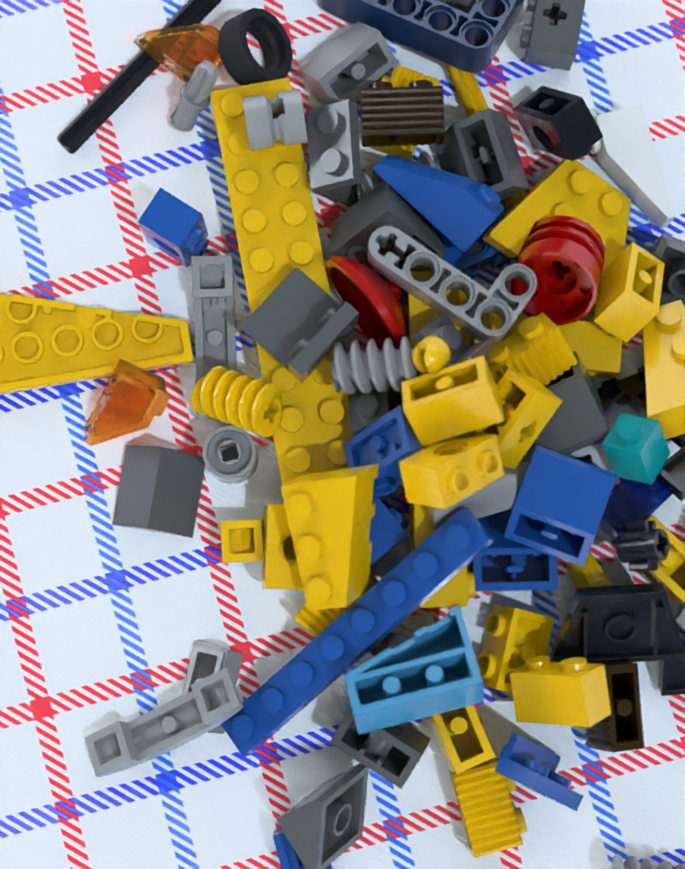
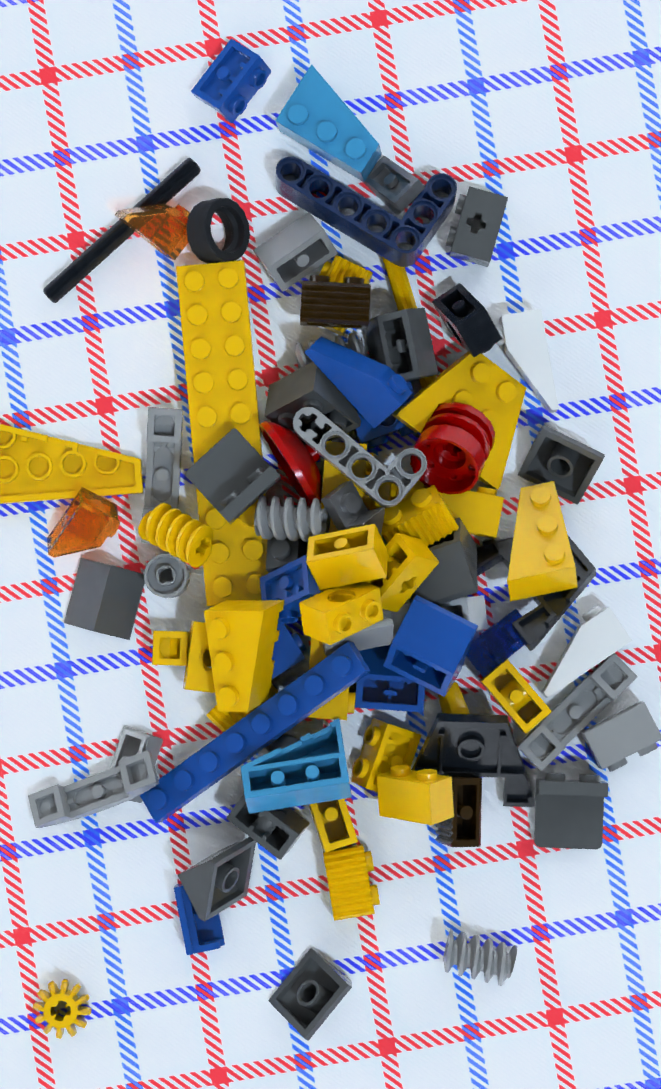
camera: 10 degrees right, 5 degrees up
(174, 227) = (137, 381): blue brick -> none
(194, 96) = (162, 268): light grey axle -> none
(275, 119) = (214, 300): light grey wheel -> none
(334, 151) = (275, 329): dark grey bracket -> none
(435, 356) = (334, 517): yellow hinge -> none
(535, 769) = (391, 856): blue bracket -> none
(629, 292) = (509, 472): yellow brick -> none
(636, 448) = (497, 605): teal brick -> none
(642, 545) = (493, 684): black gear -> none

